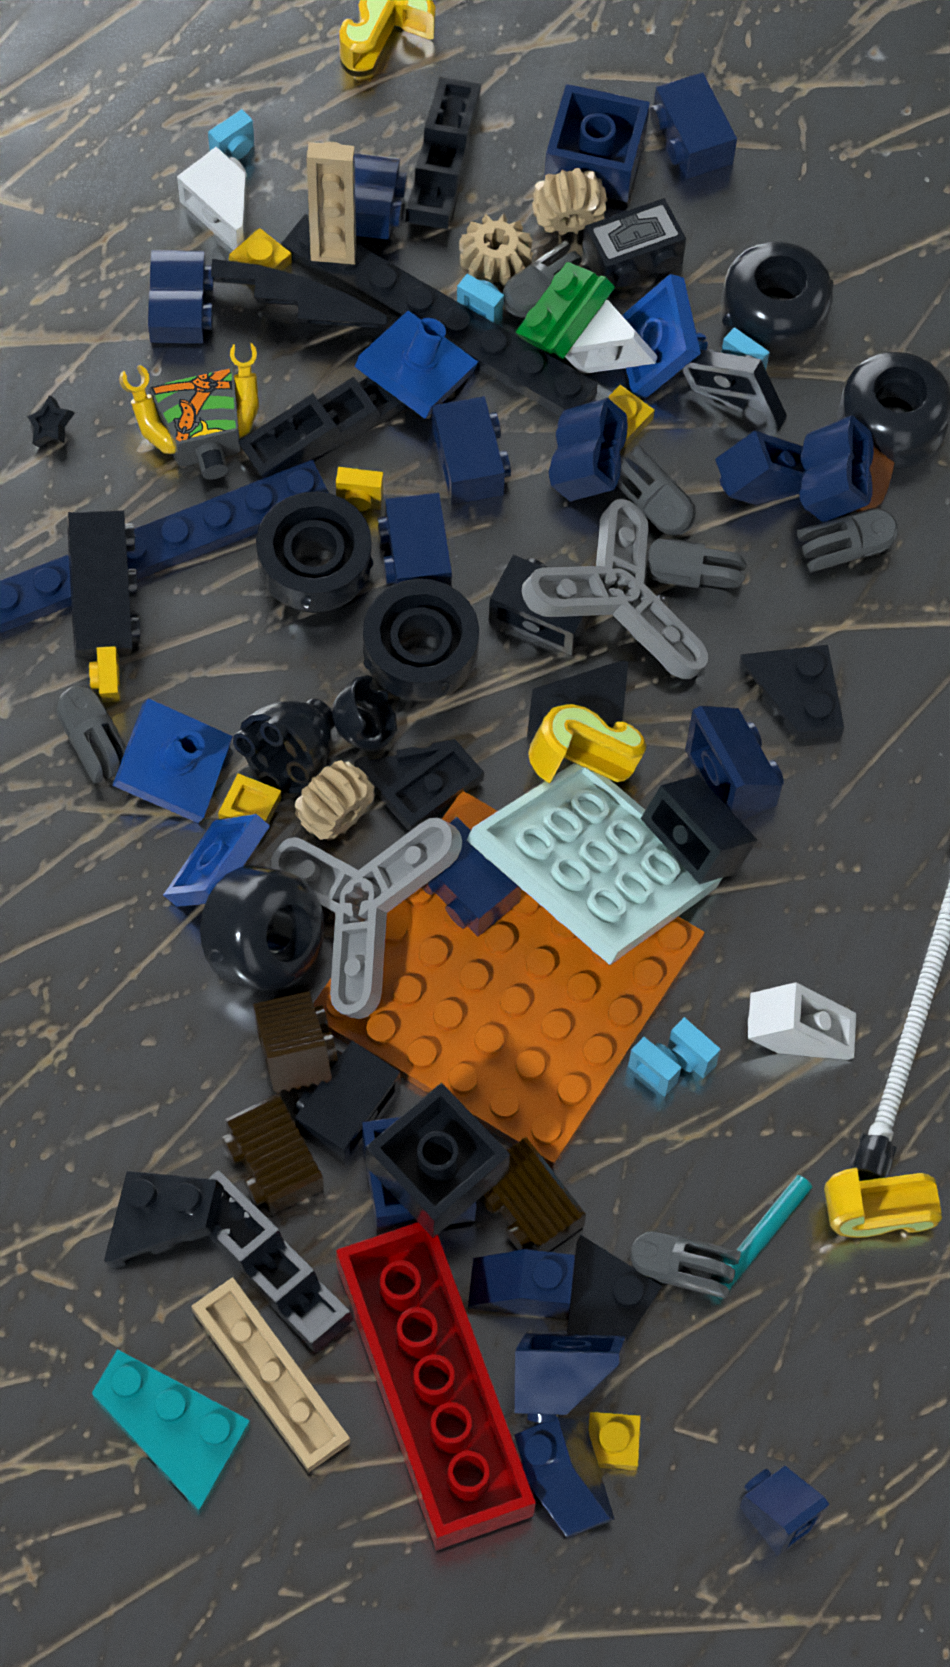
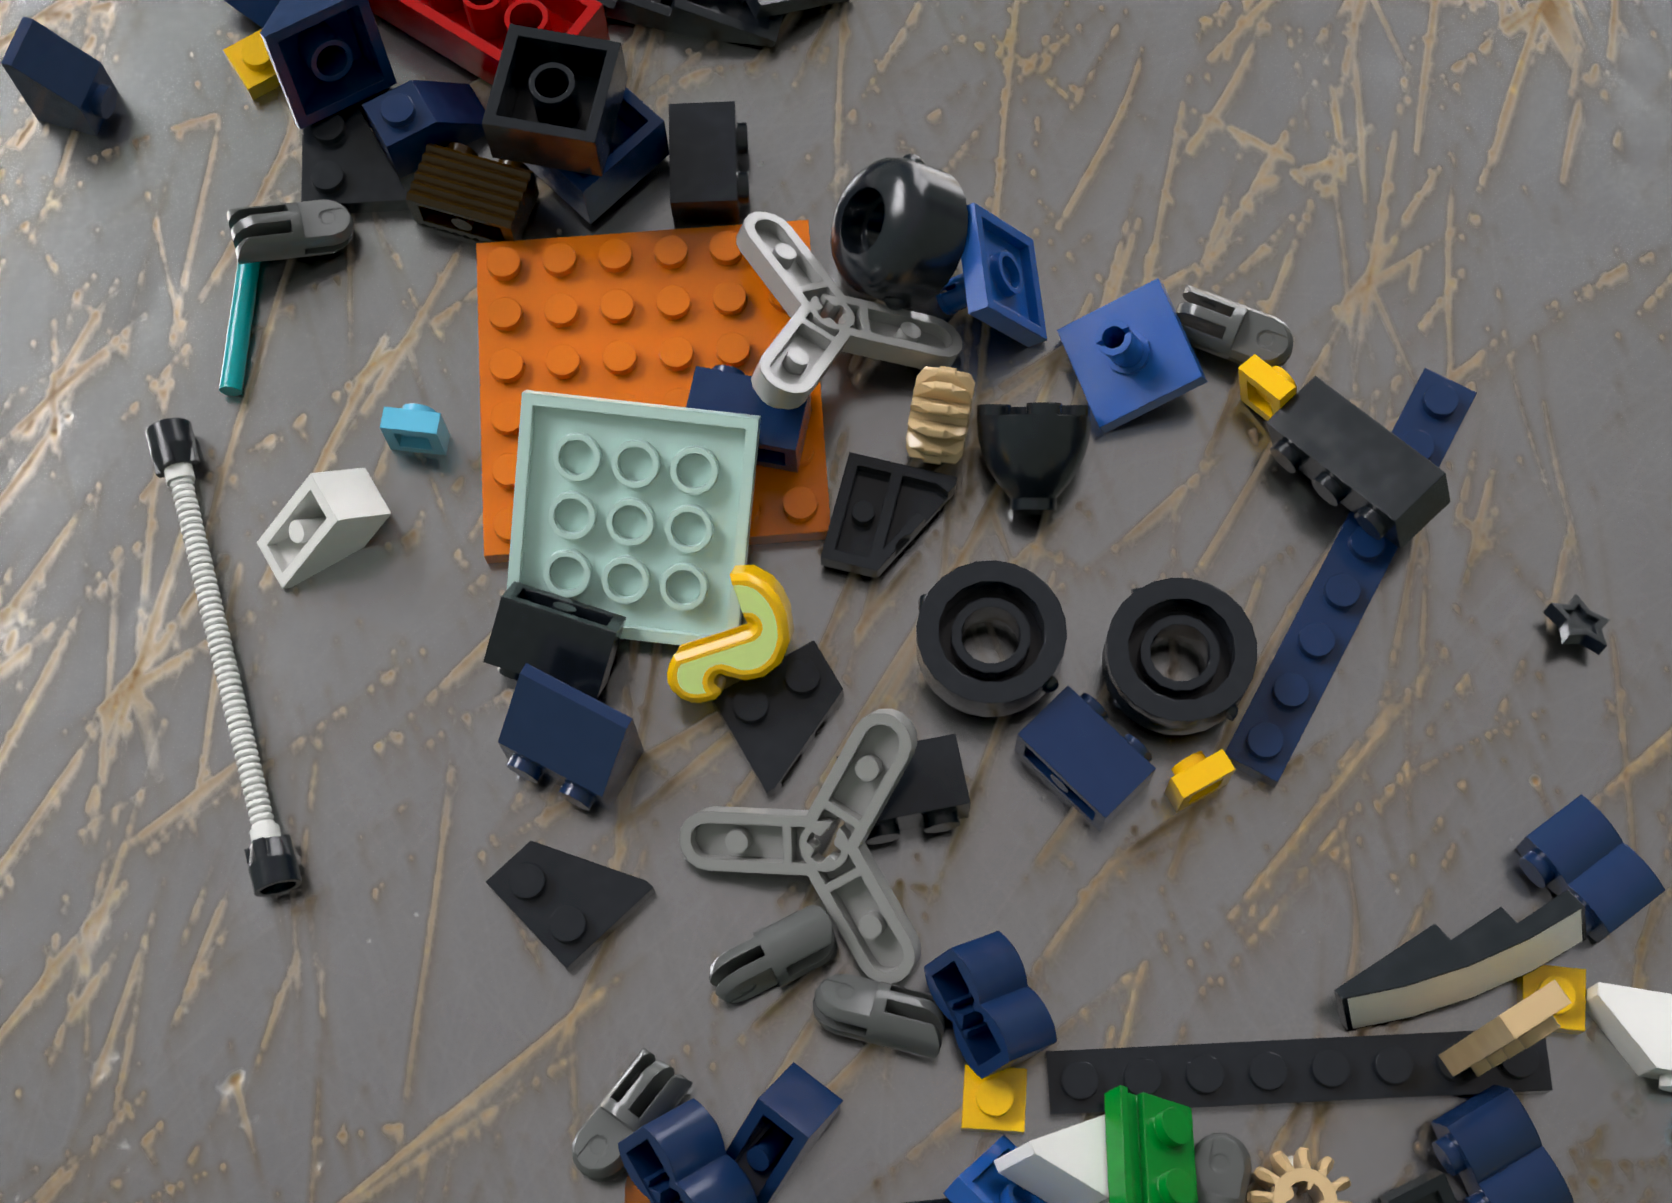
camera: 150 degrees right, 5 degrees up
(198, 415) = (1438, 735): torso -> none
(250, 798) = (1023, 370): yellow plate -> none
(273, 1154) = (726, 67): dark brown brick -> none
(295, 1041) = (790, 162): dark brown brick -> none
(319, 425) = (1300, 846): black slope -> none
(364, 715) = (983, 525): black hair -> none
(416, 363) = (1264, 976): blue tile -> none
(469, 450) = (1122, 915): dark blue brick -> none
(481, 298) = (1262, 1121): medium azure plate -> none
(655, 1065) = (441, 388): medium azure plate -> none
(881, 1204) = (150, 392): yellow animal -> none

